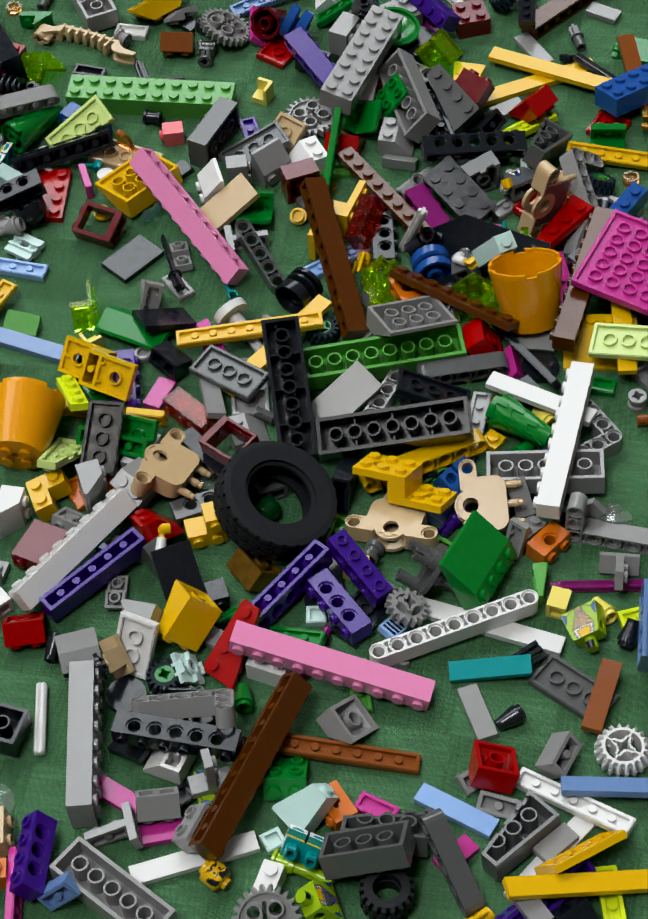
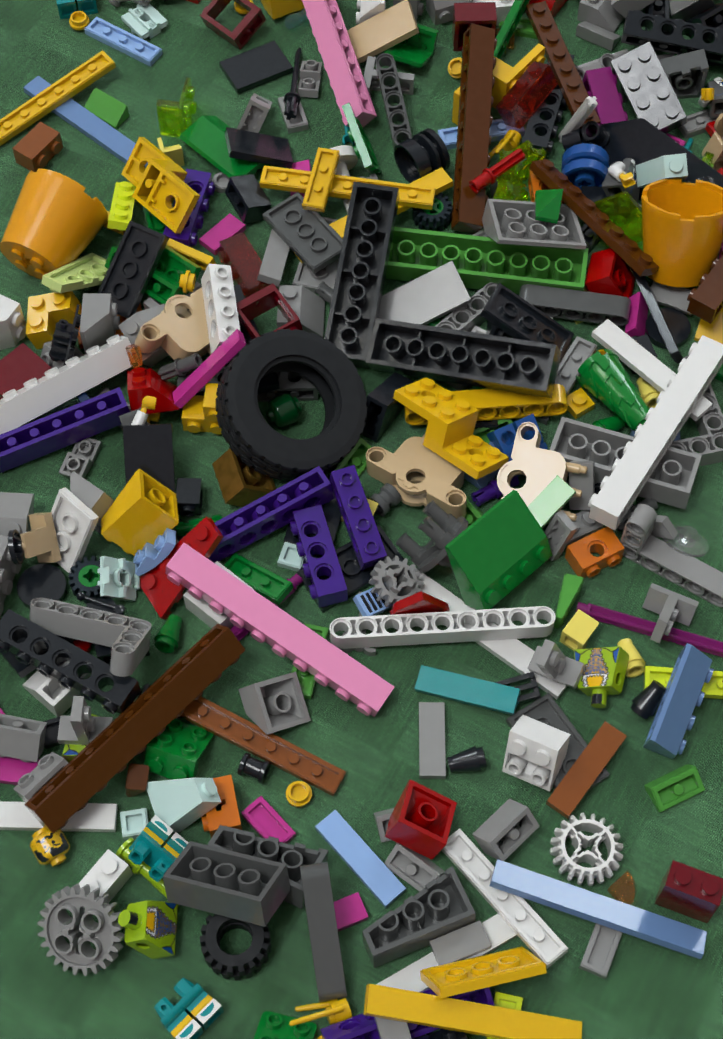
camera: 15 degrees right, 10 degrees up
(72, 503) = (65, 338): none -> black hinge
(133, 500) = (134, 355): none -> clear orange tile
(153, 434) = (187, 281): none -> yellow plate
(172, 499) = (180, 366): none -> dark grey axle
(191, 447) = (219, 303): none -> white brick
(199, 492) = (209, 368): none -> dark pink tile
(207, 644) = (152, 555): none -> light blue slope
(227, 329) = (321, 179): none -> yellow tile
(244, 292) = (362, 143): none -> wing
(263, 807) = (136, 779): none -> reddish brown slope
(350, 772) = (254, 768): none -> black bush
(361, 289) = (490, 175): none -> red axle
(391, 780) = (298, 794): none -> yellow plate
(416, 298) = (548, 205): none -> green slope
(430, 615) = (419, 603): none -> red tile
(503, 511) = (551, 500): none -> tile
(549, 629) = (554, 665): none -> light grey bracket
(559, 695) = (535, 752): none -> white slope

